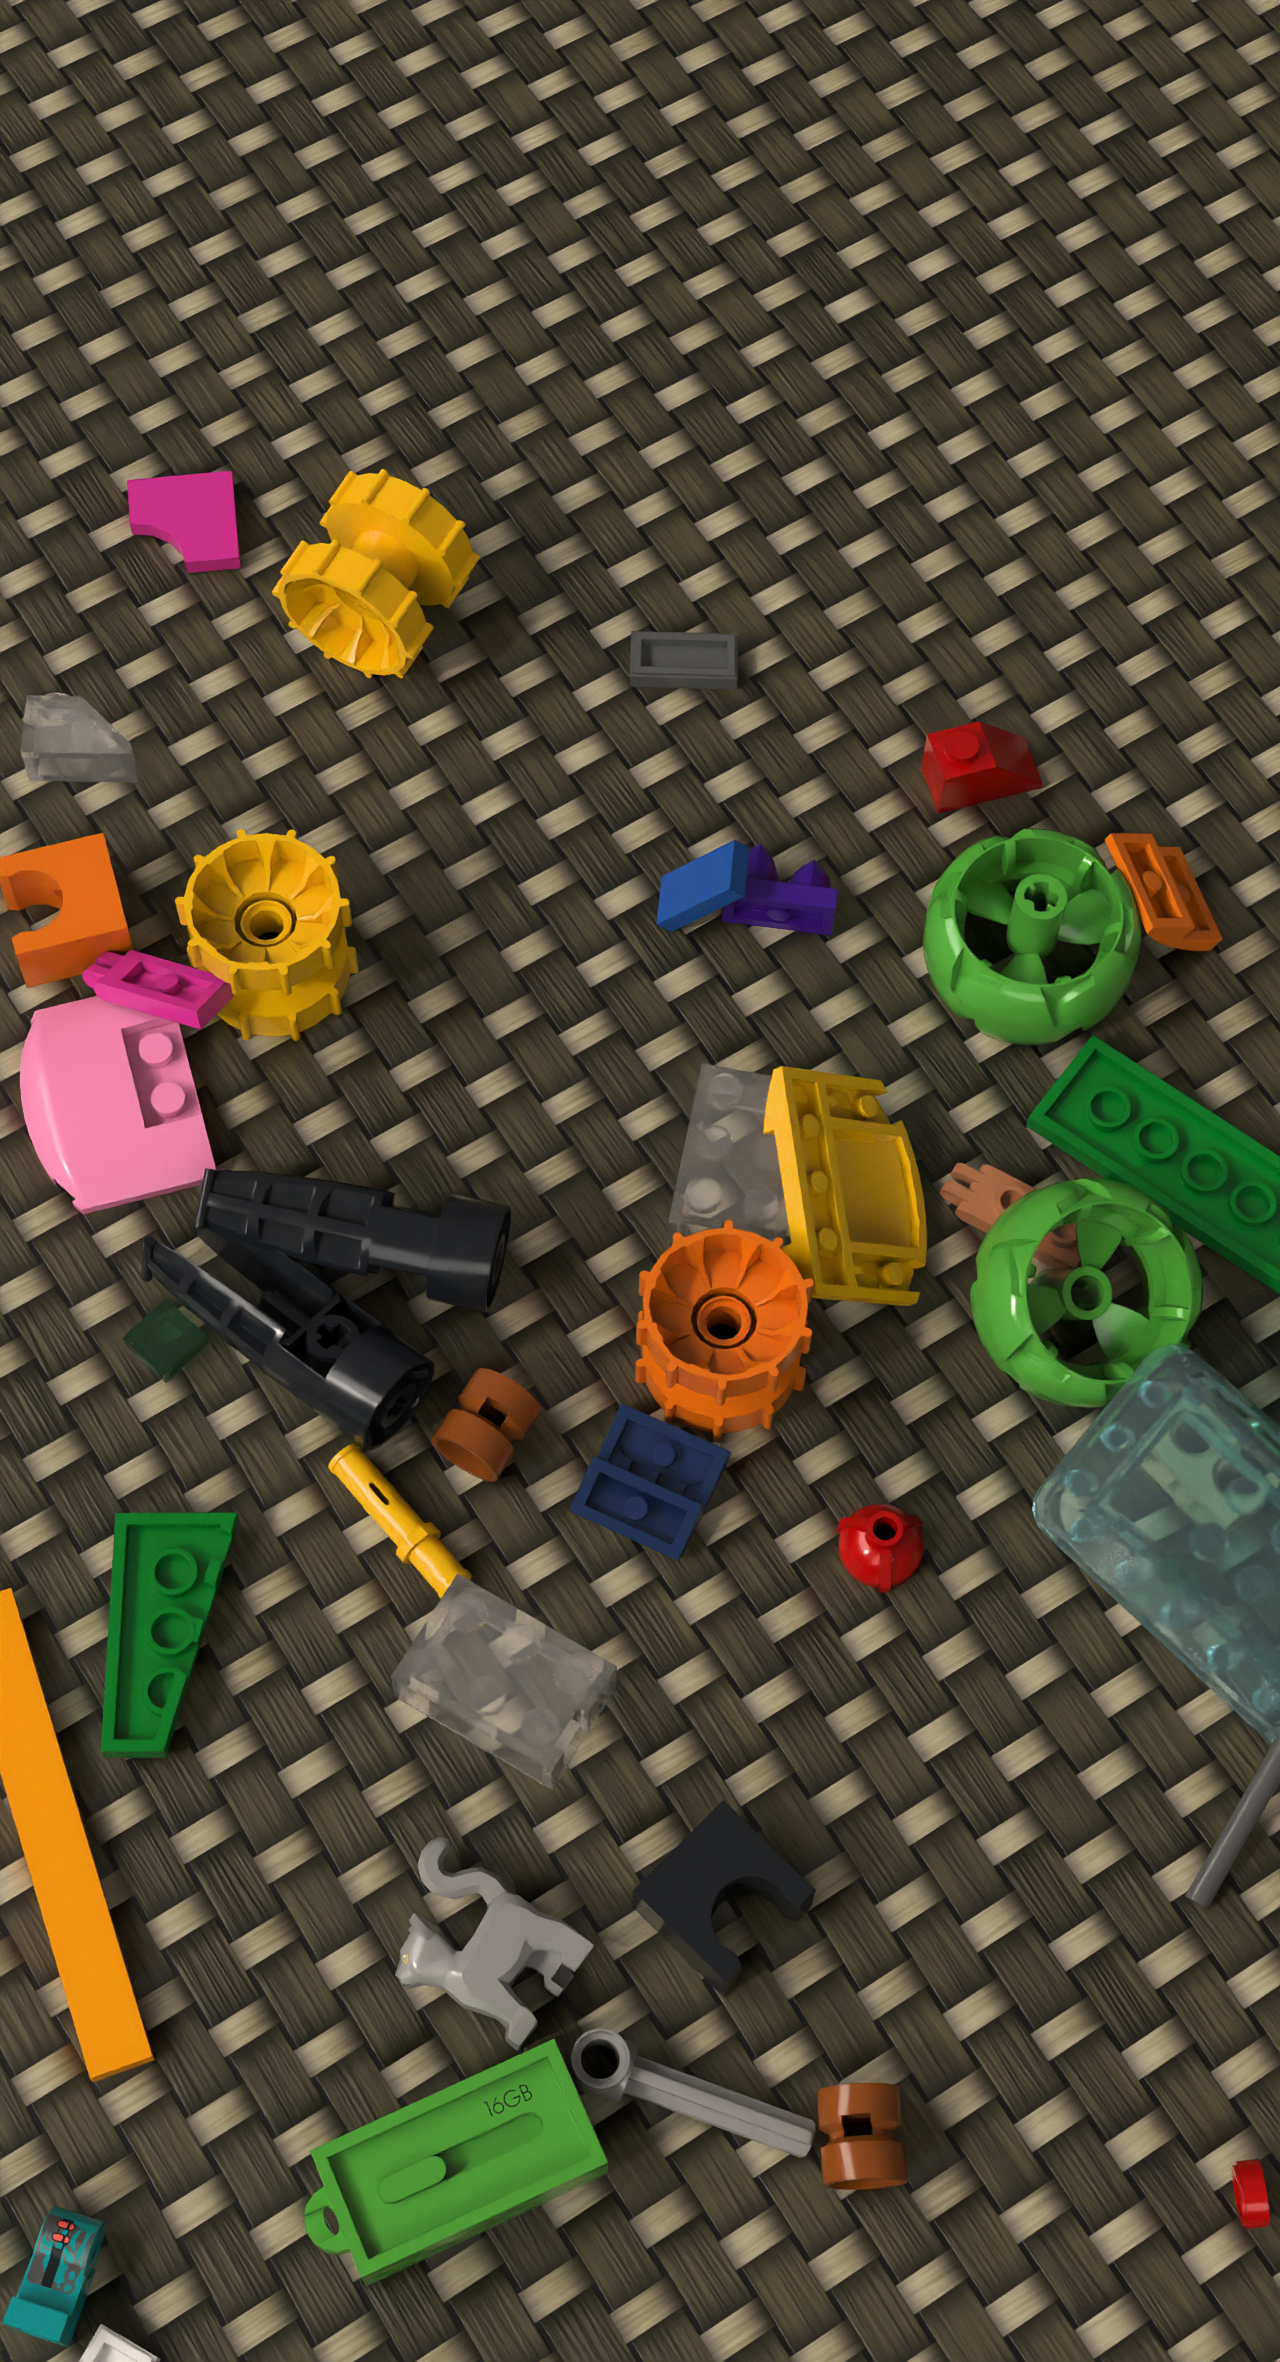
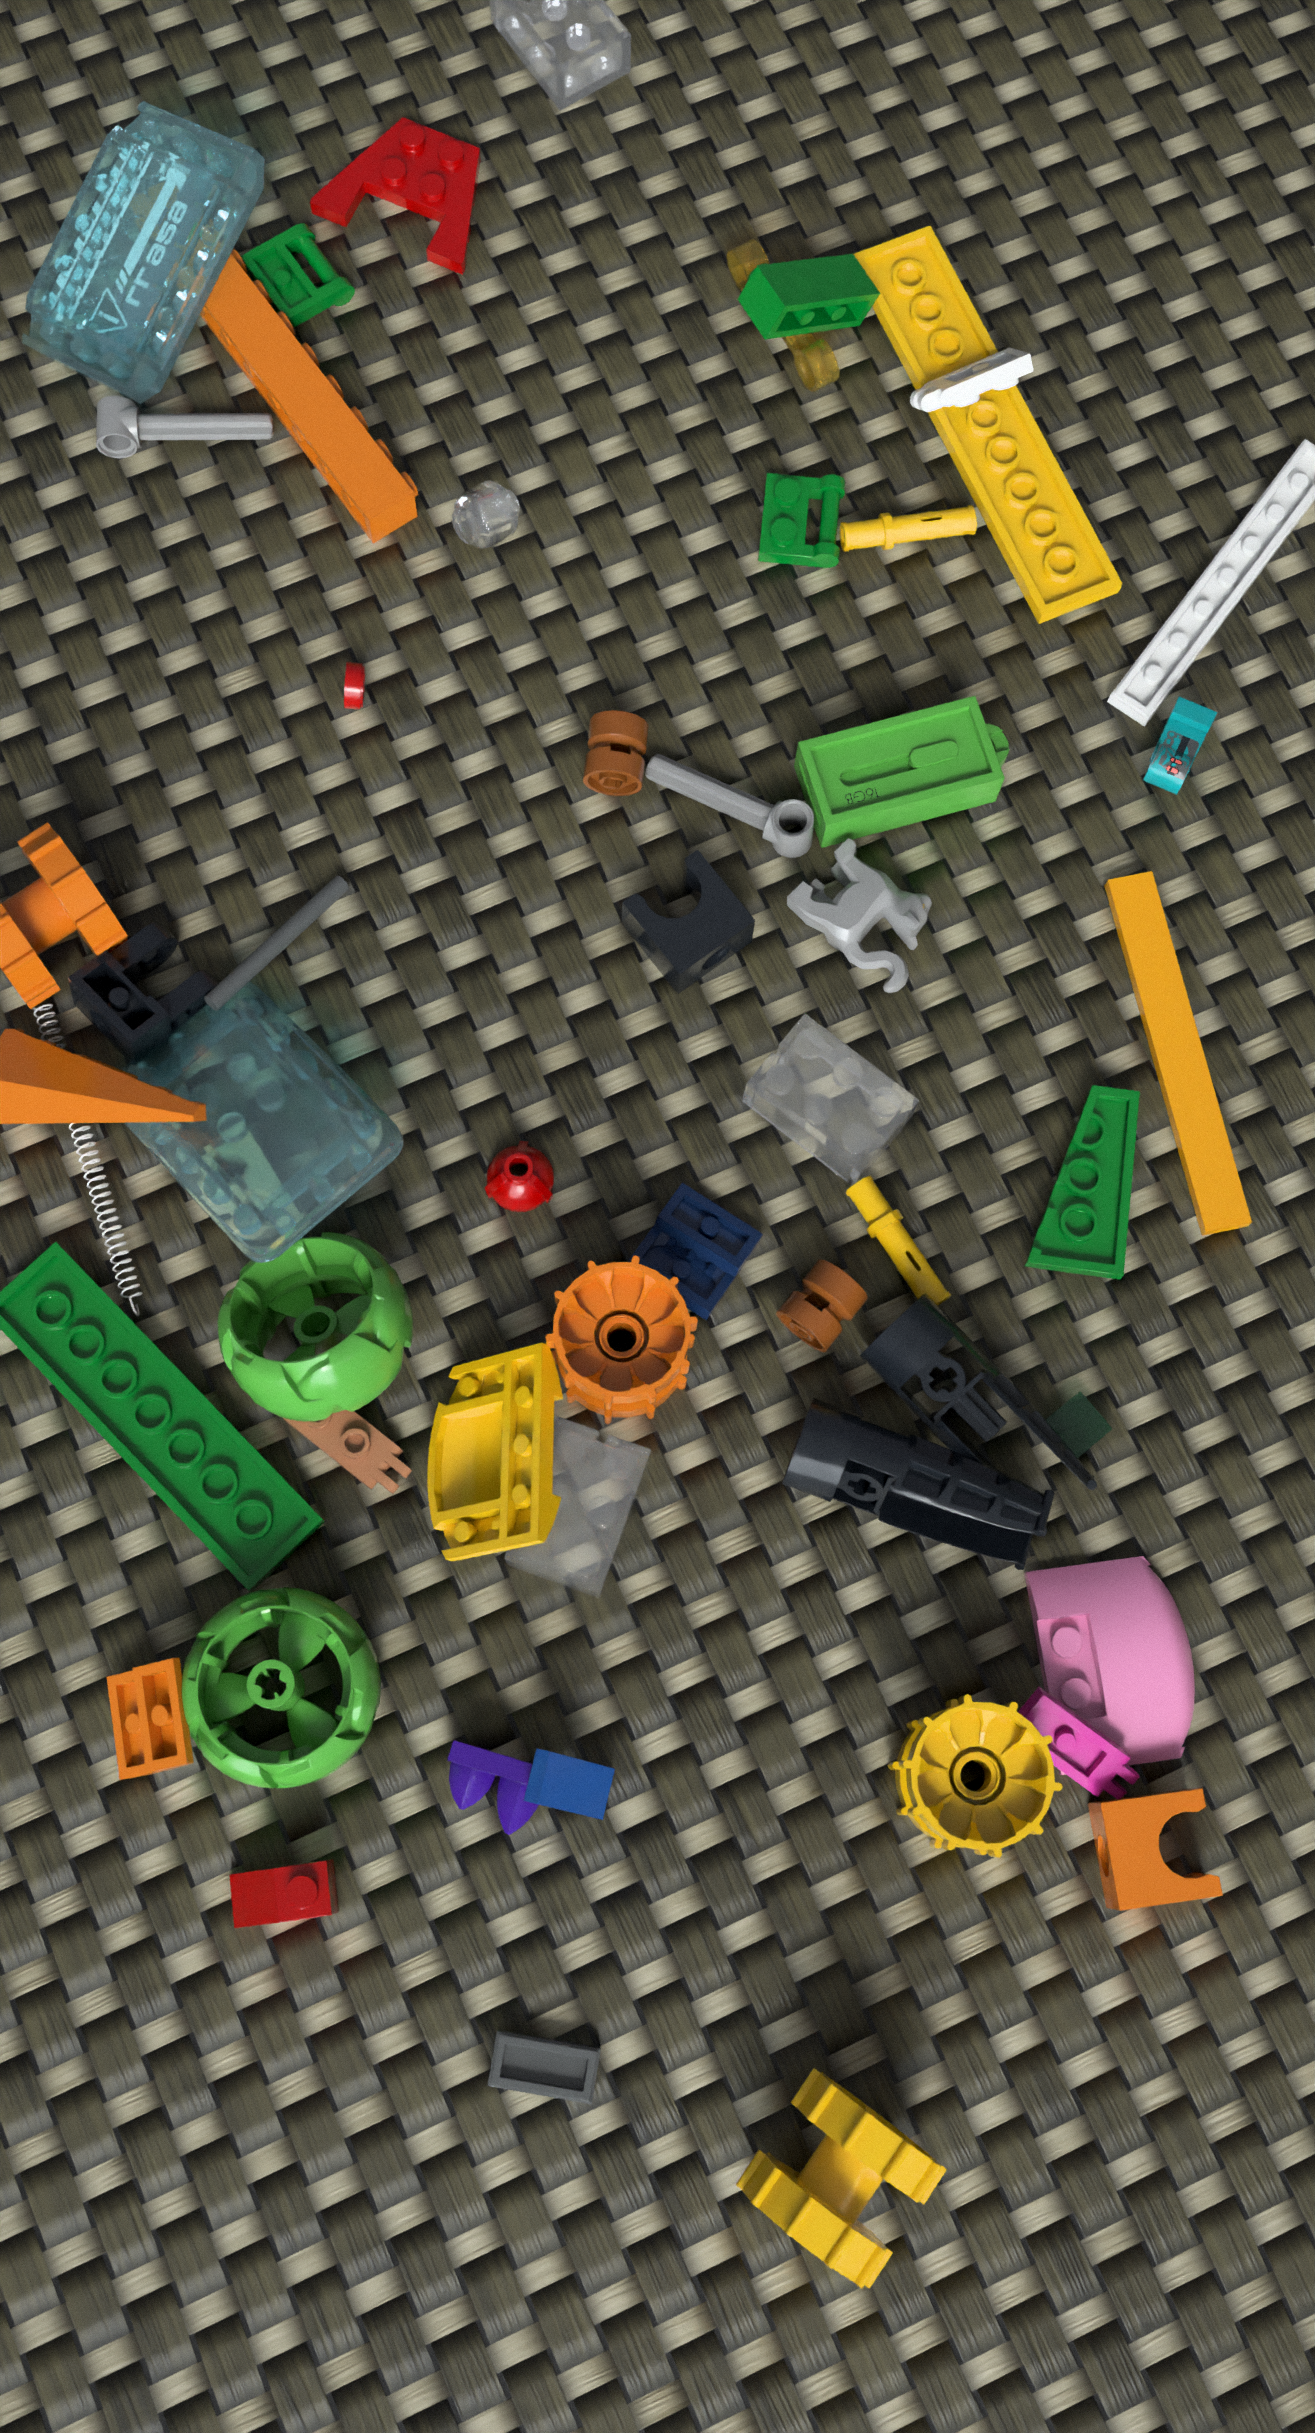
camera: 175 degrees left, 10 degrees up
(73, 742) = (1145, 2044): clear slope -> none
(192, 515) = (1014, 2321): dark pink tile -> none

